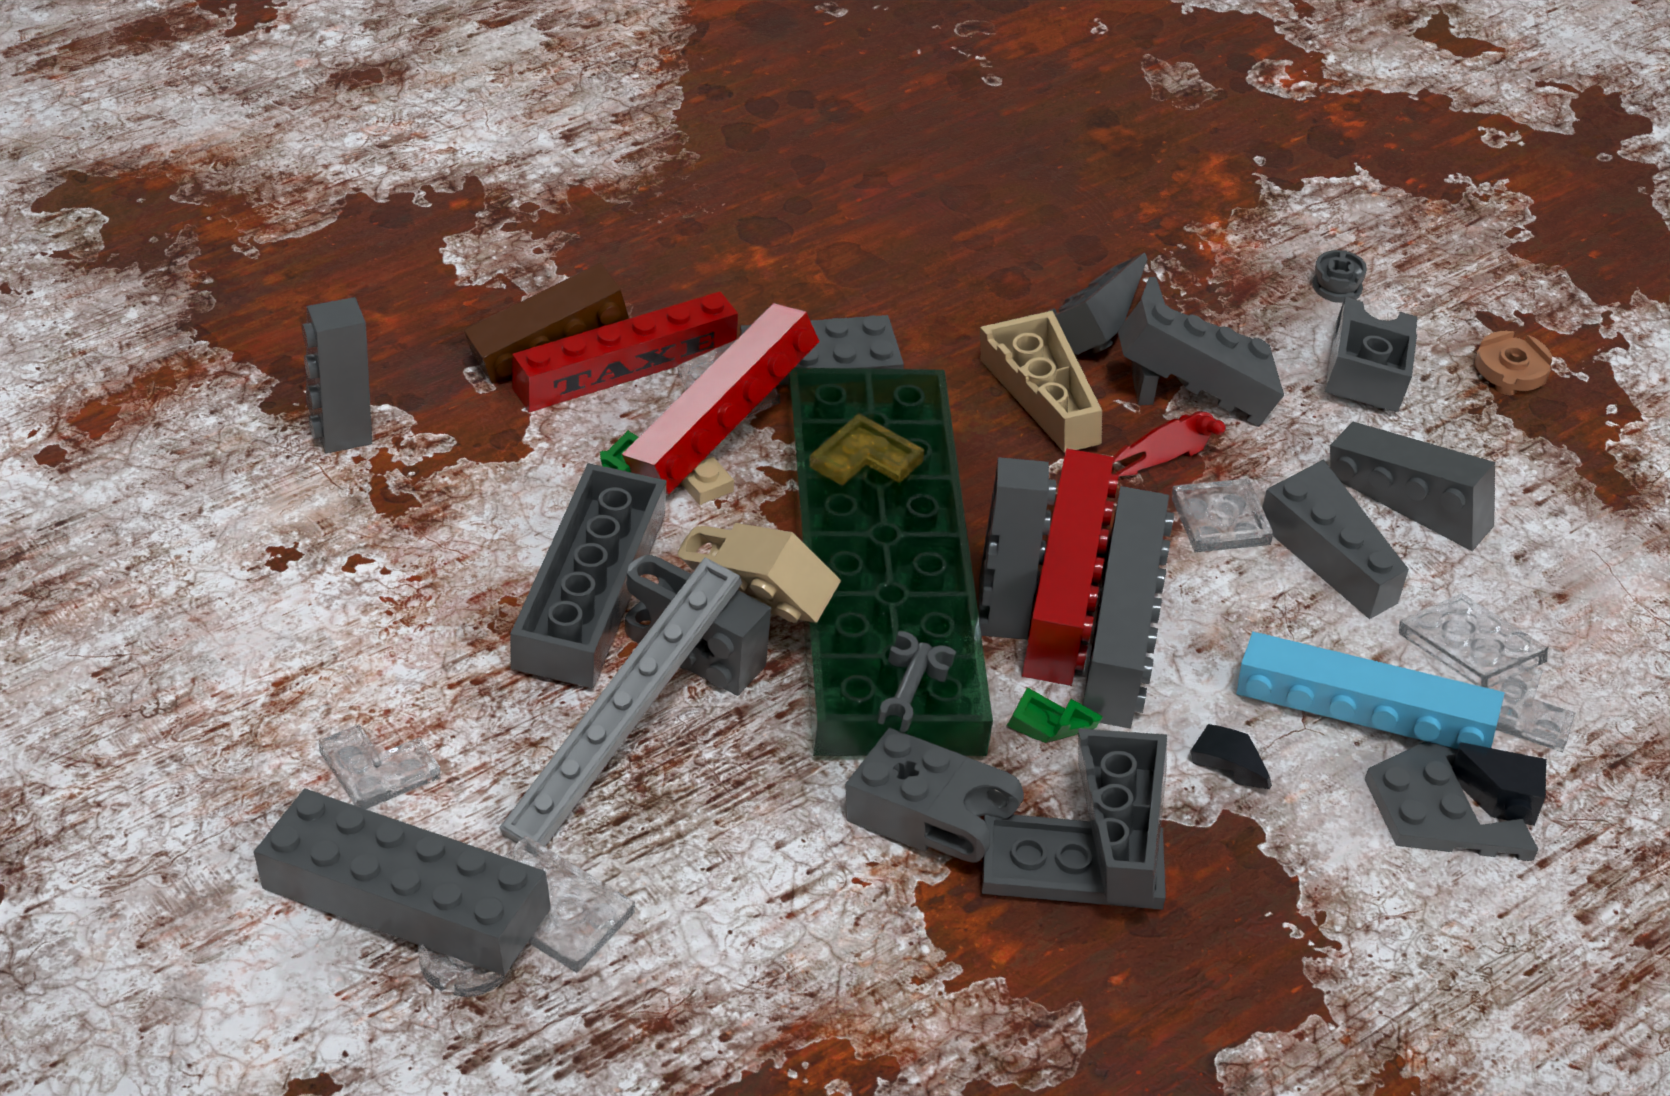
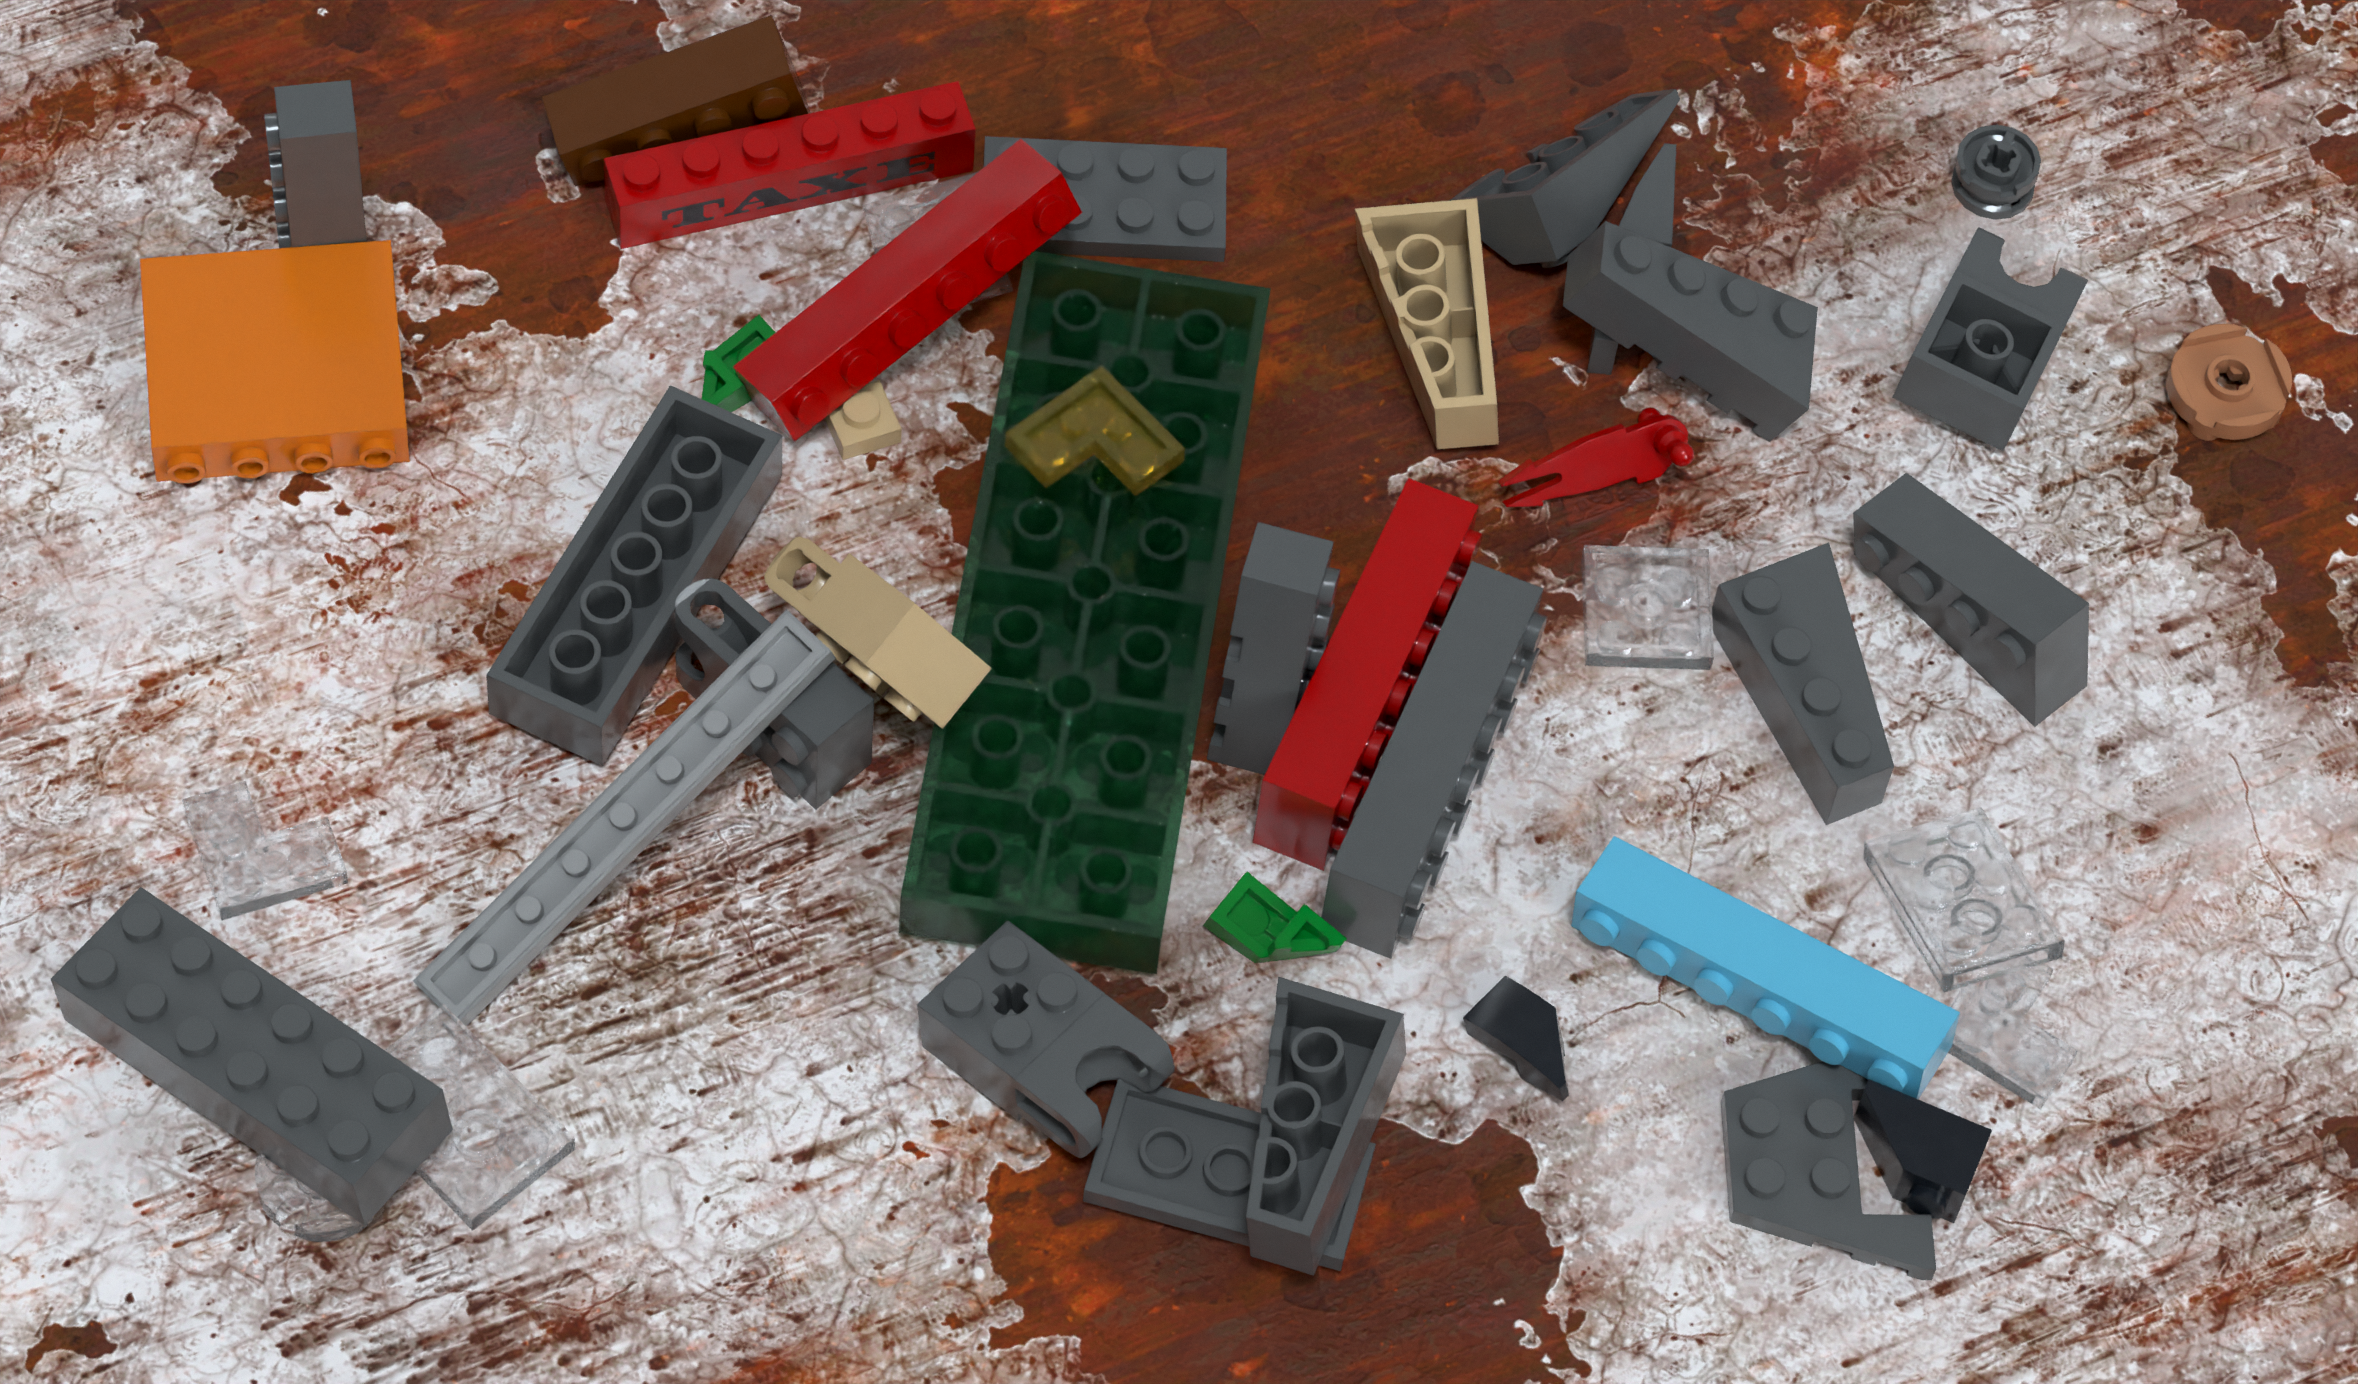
camera: 10 degrees right, 15 degrees up
(324, 491) = (273, 361): none -> orange panel
(919, 659) = (1076, 815): dark grey bar -> none

